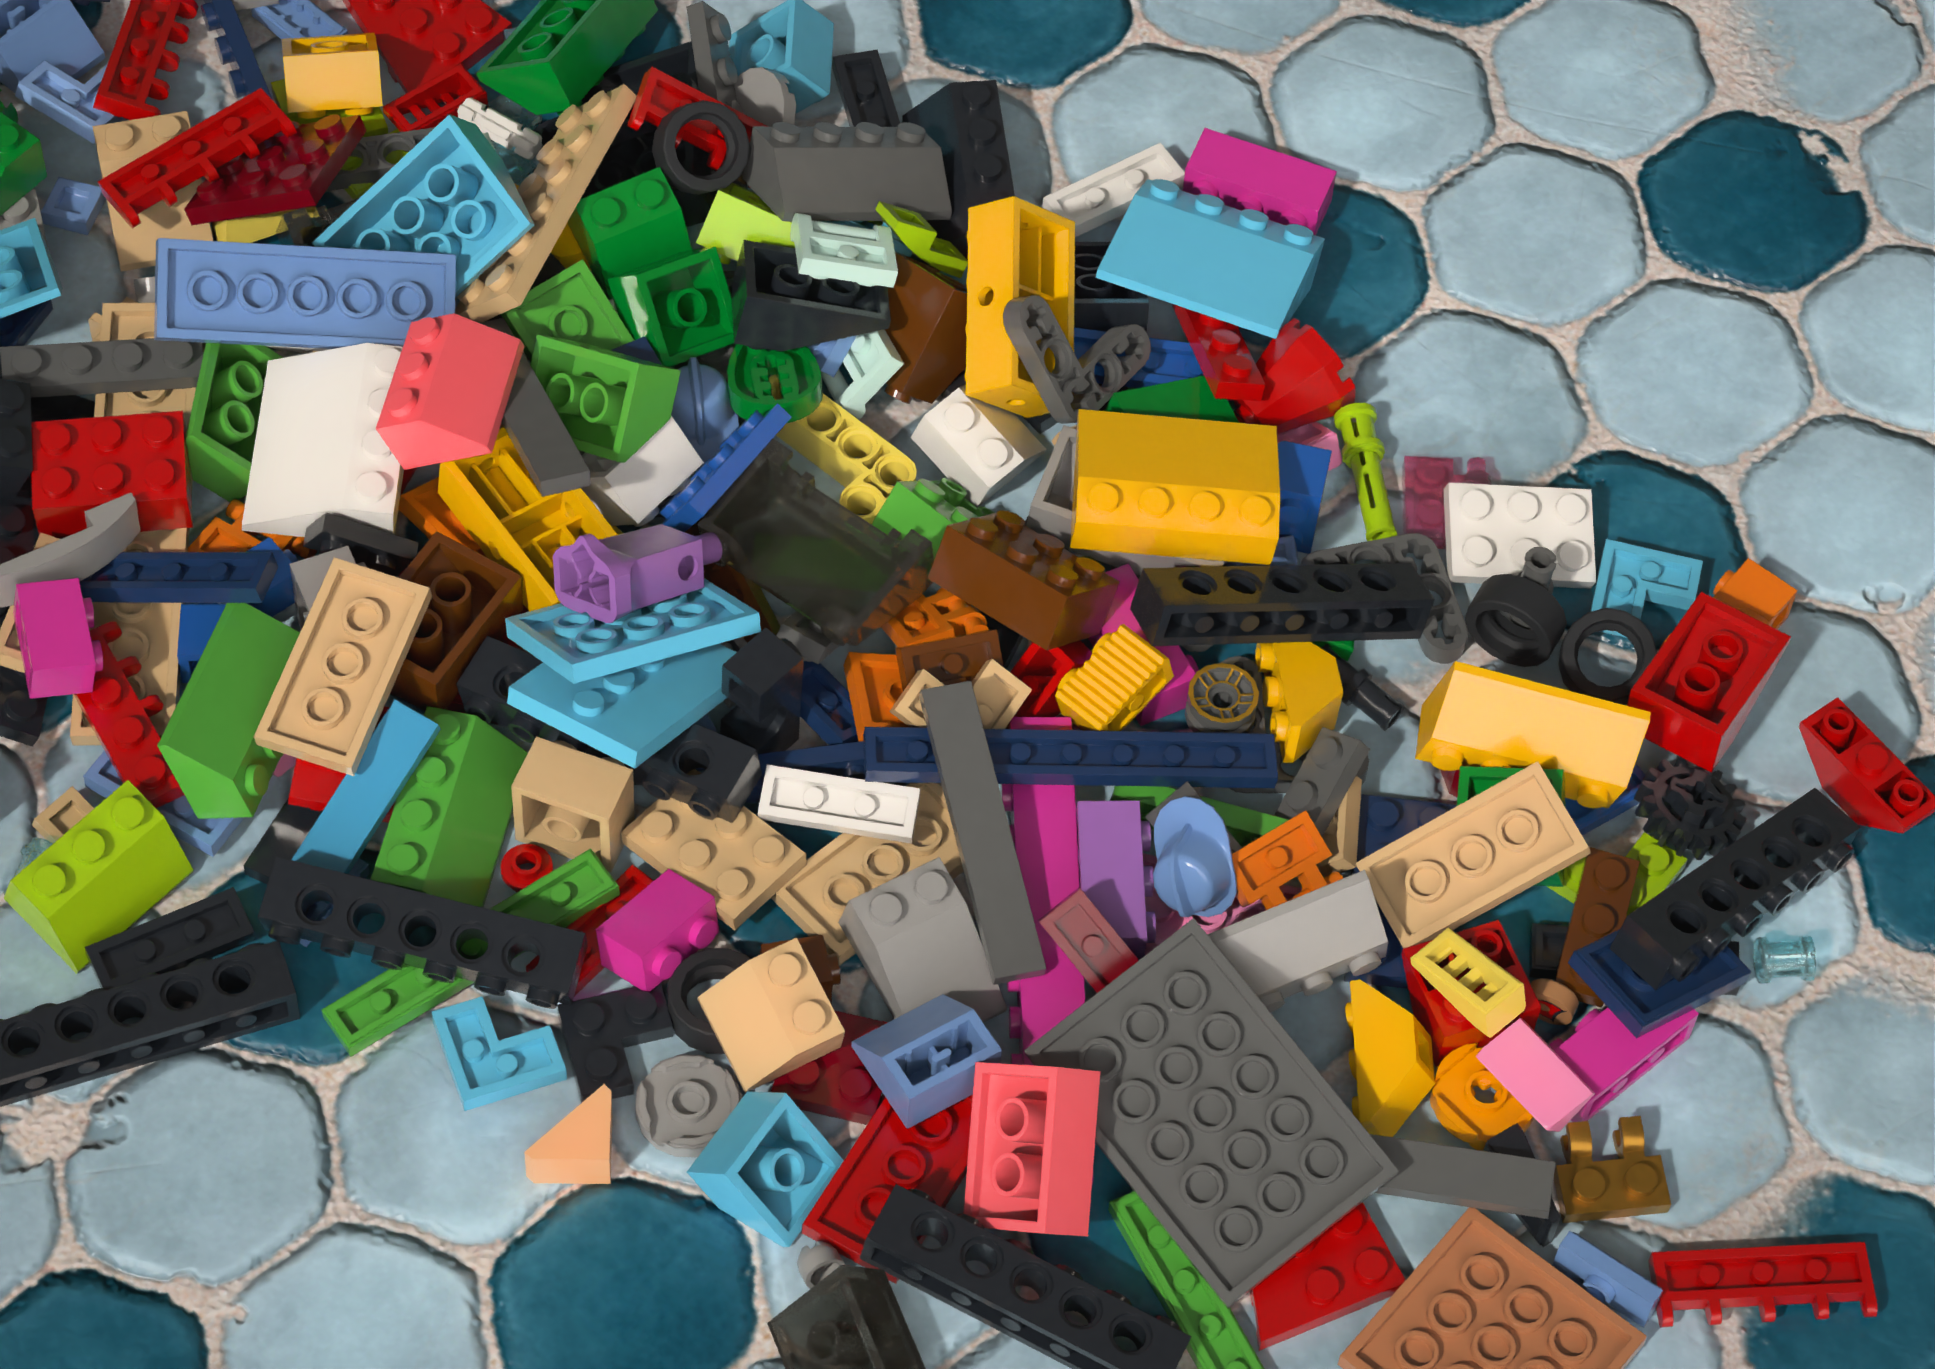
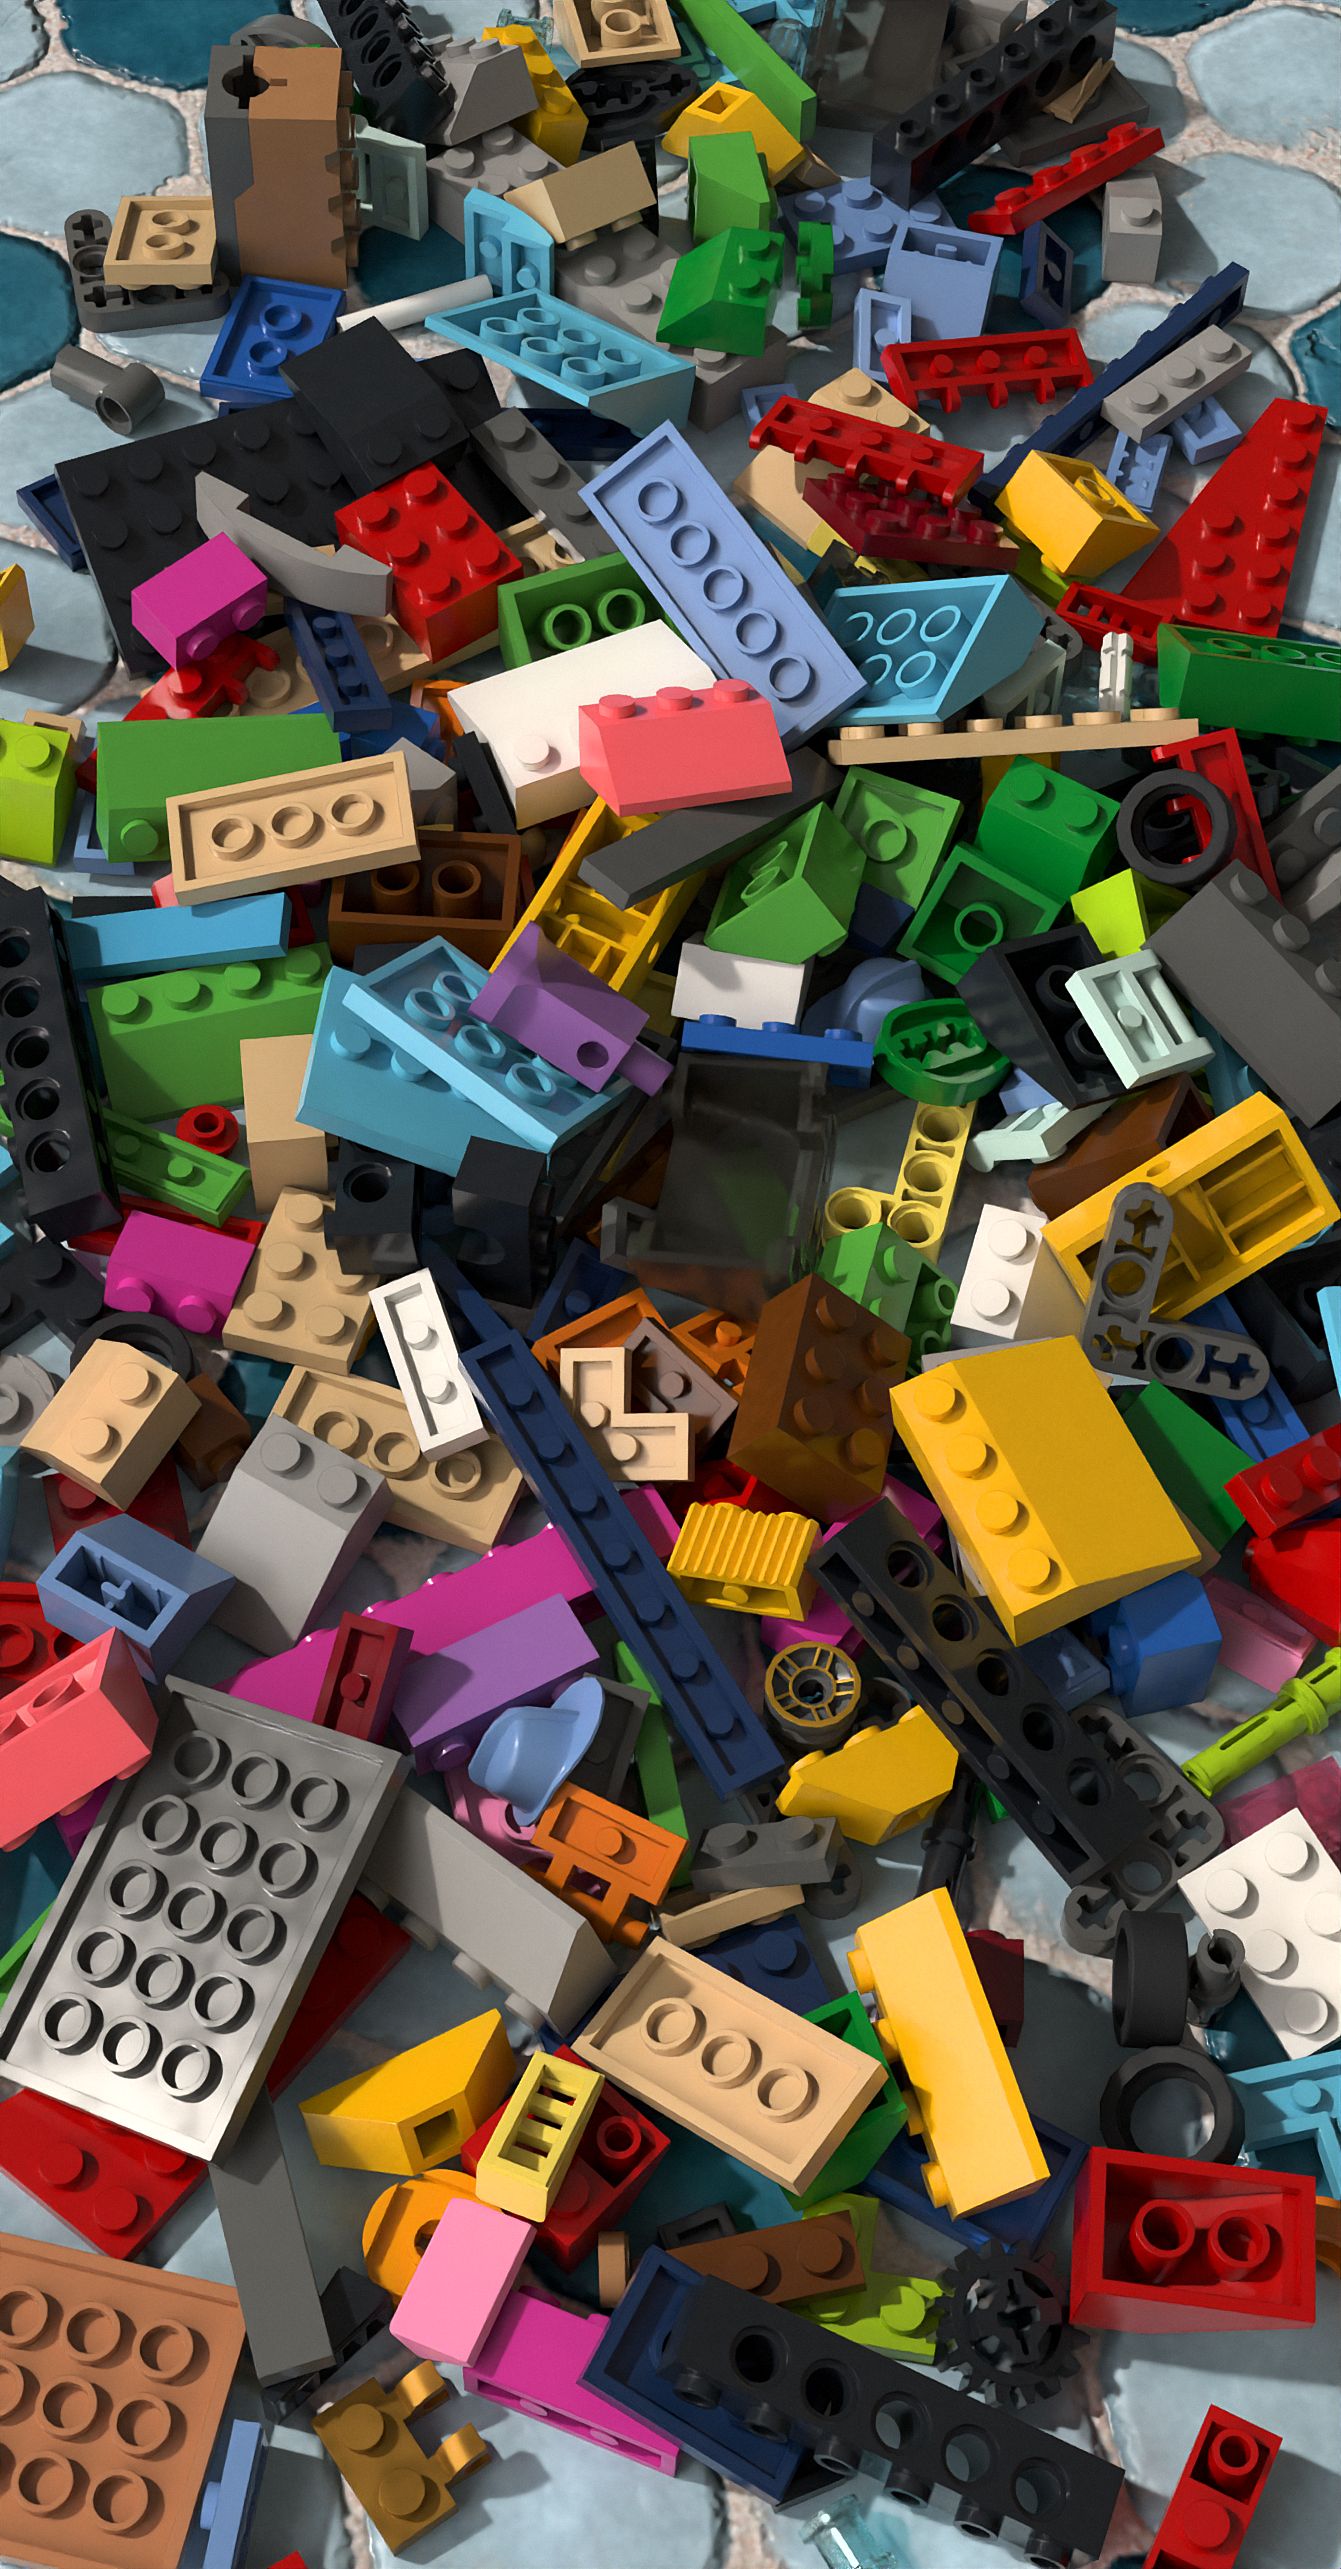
camera: 65 degrees right, 0 degrees up
(922, 240) = (1230, 1072): lime slope -> none
(982, 833) = (447, 1504): dark grey tile -> none

